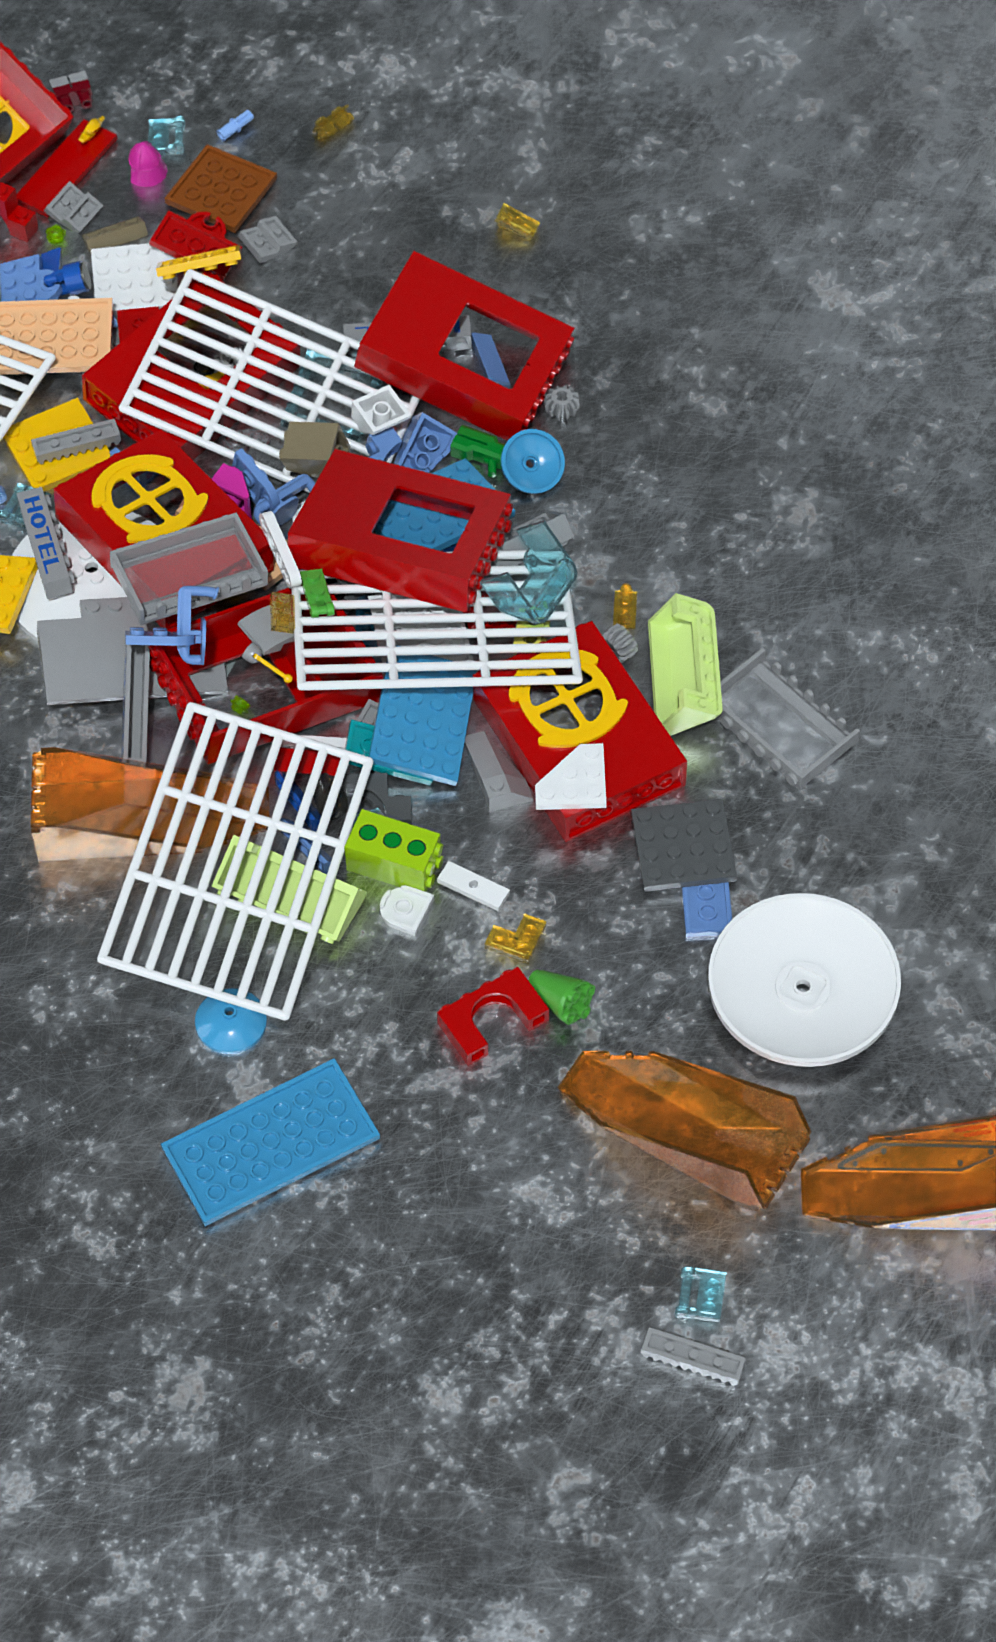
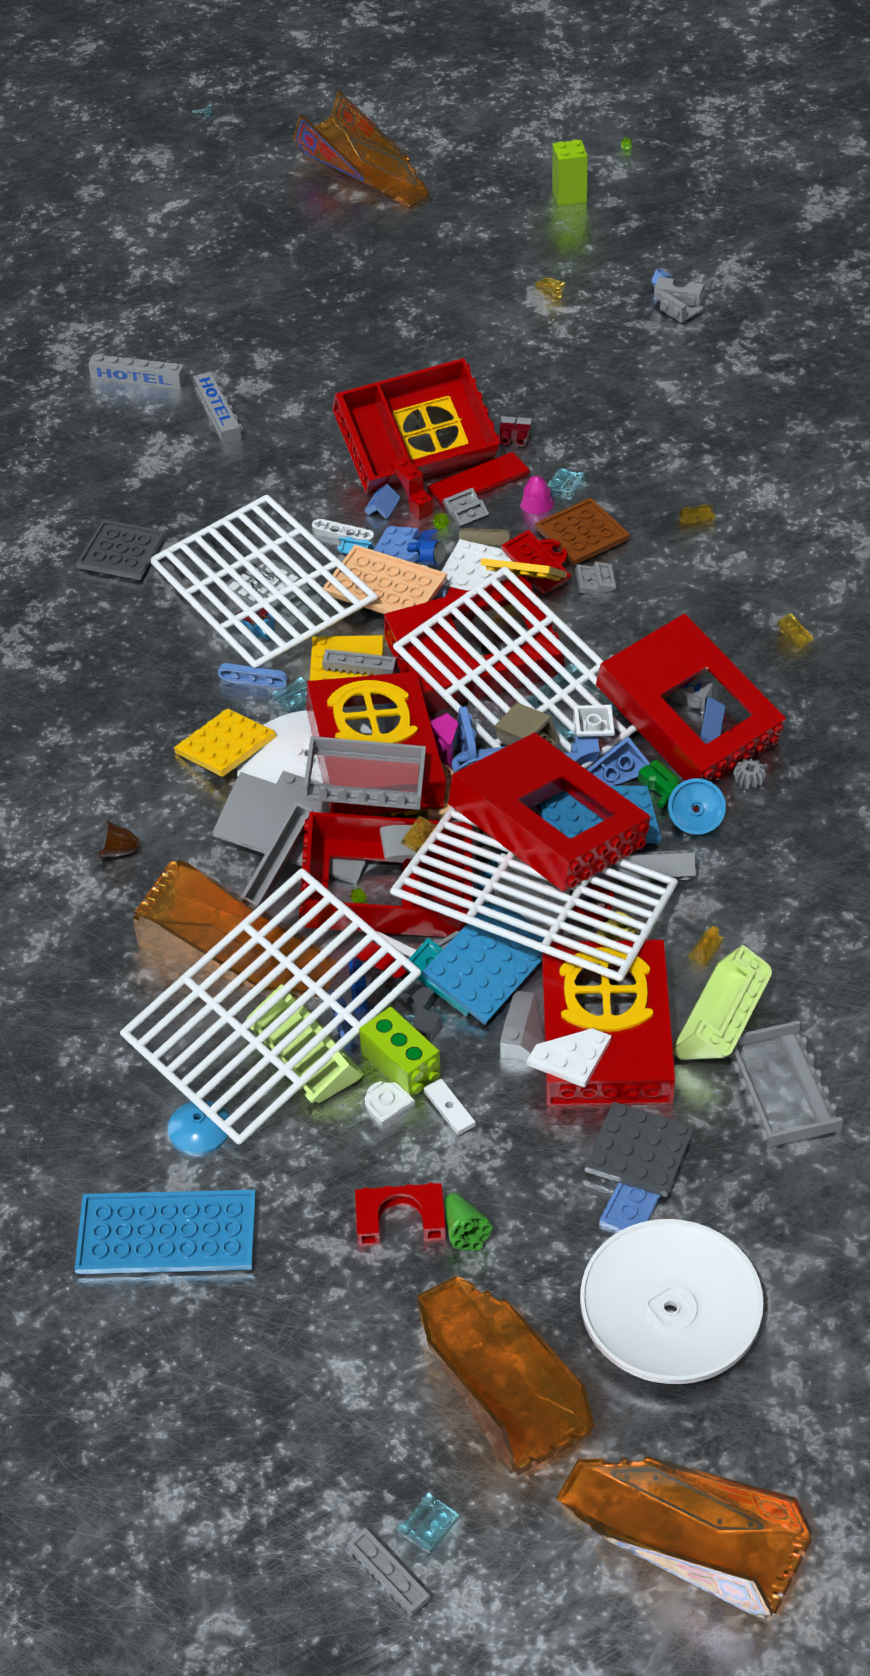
camera: 30 degrees right, 10 degrees down
(45, 543) = (285, 723): light grey brick -> none
(91, 129) = (511, 458): yellow hand -> none
(185, 635) = (329, 818): medium blue plate -> none
(234, 125) = (621, 492): light blue axle -> none
(254, 654) = (377, 855): hinge -> none
(280, 549) = (445, 787): white beam -> none
(316, 593) = (453, 830): bright green plate -> none
(519, 944) = (457, 1168): clear yellow plate -> none
(548, 582) = (651, 890): clear light blue windscreen -> none
(621, 642) = (682, 969): light grey gear -> none

